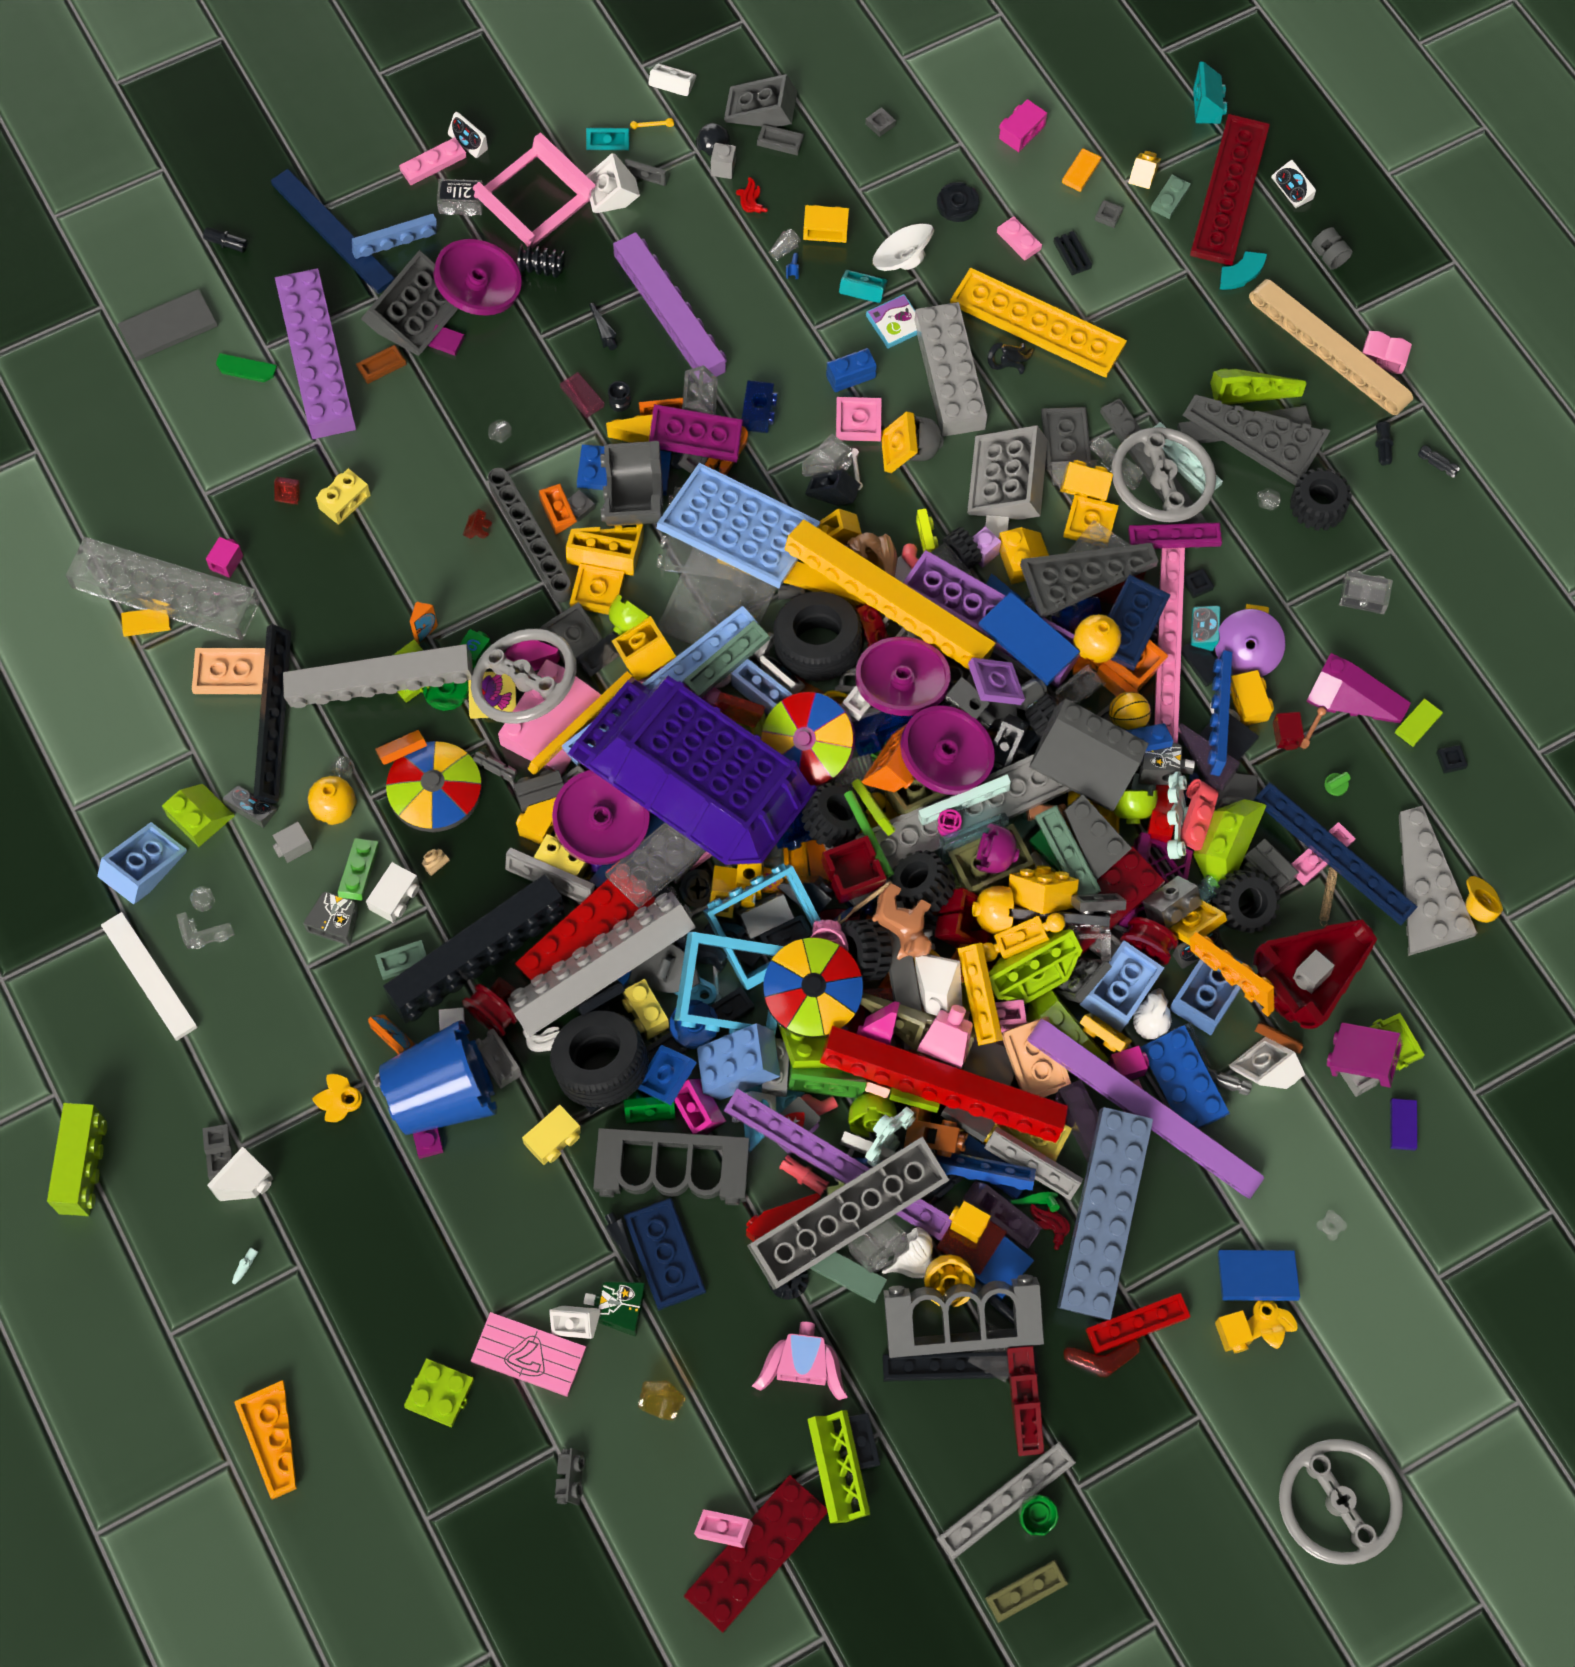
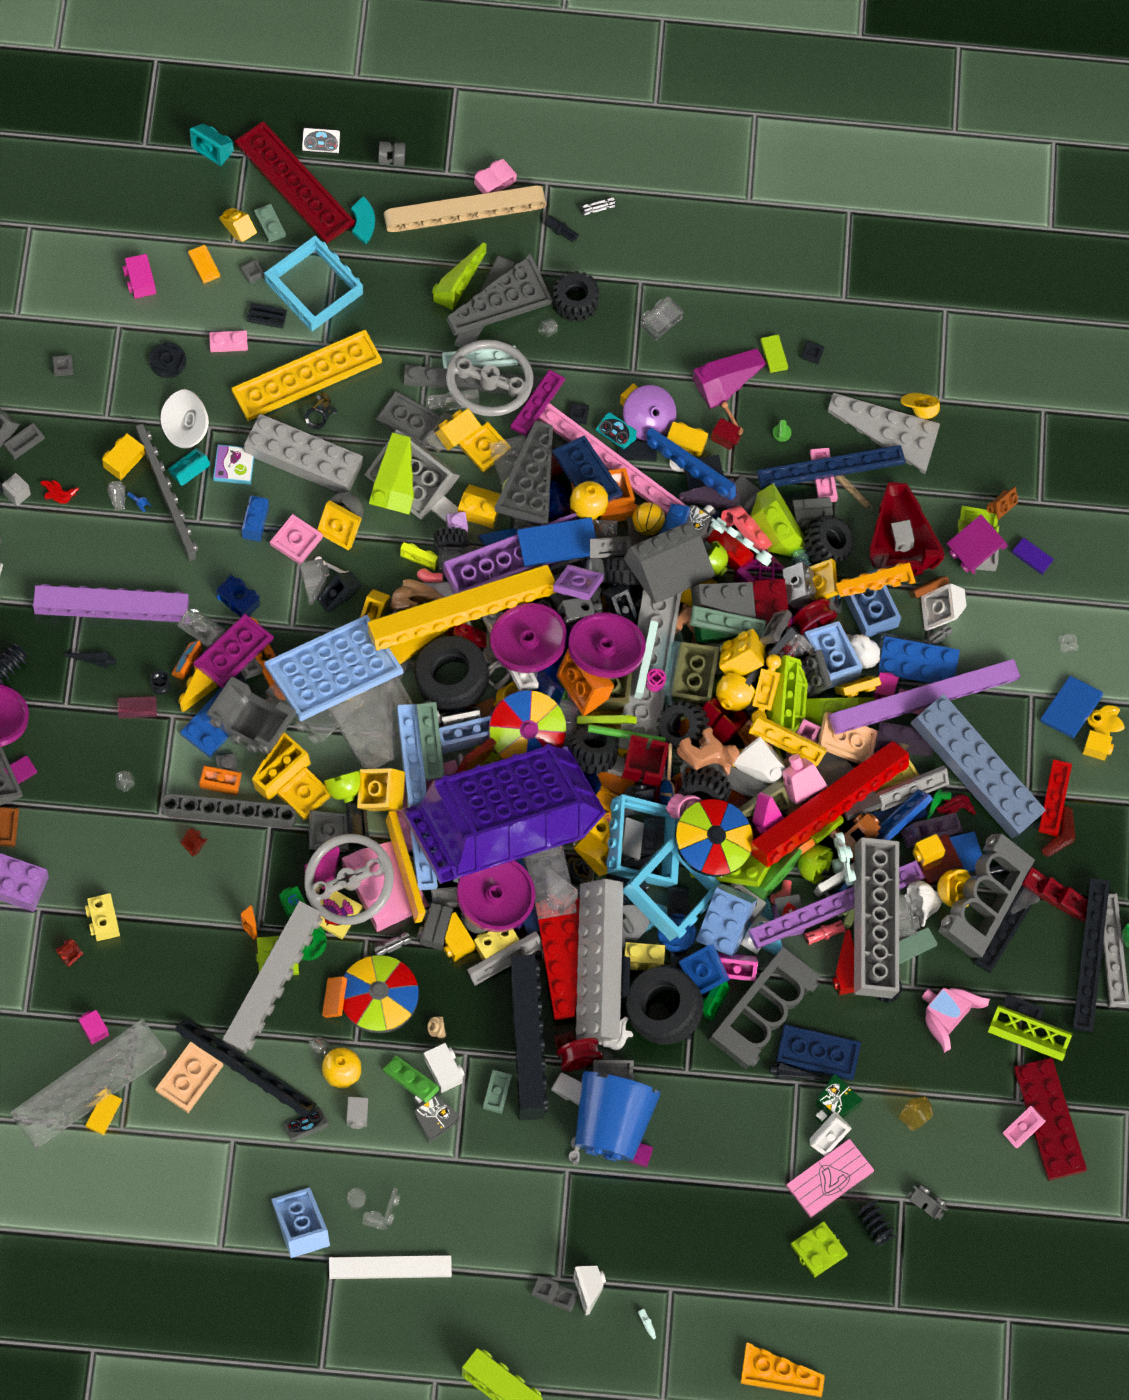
camera: 60 degrees left, 0 degrees up
(197, 813) = (288, 1163): lime slope -> none
(334, 1099) = (566, 1195): yellow plate -> none
(390, 1033) = (548, 1132): slope -> none
(505, 1434) = (876, 1223): none -> black piece
(552, 1135) = (693, 1070): light yellow brick -> none
(639, 872) = (559, 892): none -> clear slope
(816, 285) = (169, 498): none -> dark grey plate
(979, 1478) = (1091, 955): none -> black plate
(980, 460) = (394, 480): none -> lime wedge
(997, 850) = (697, 663): magenta cylinder -> none
(1060, 686) = (609, 546): none -> light grey tile
(1145, 236) = (331, 258): none -> medium azure window
(1438, 1054) = (1003, 502): none -> dark orange hinge

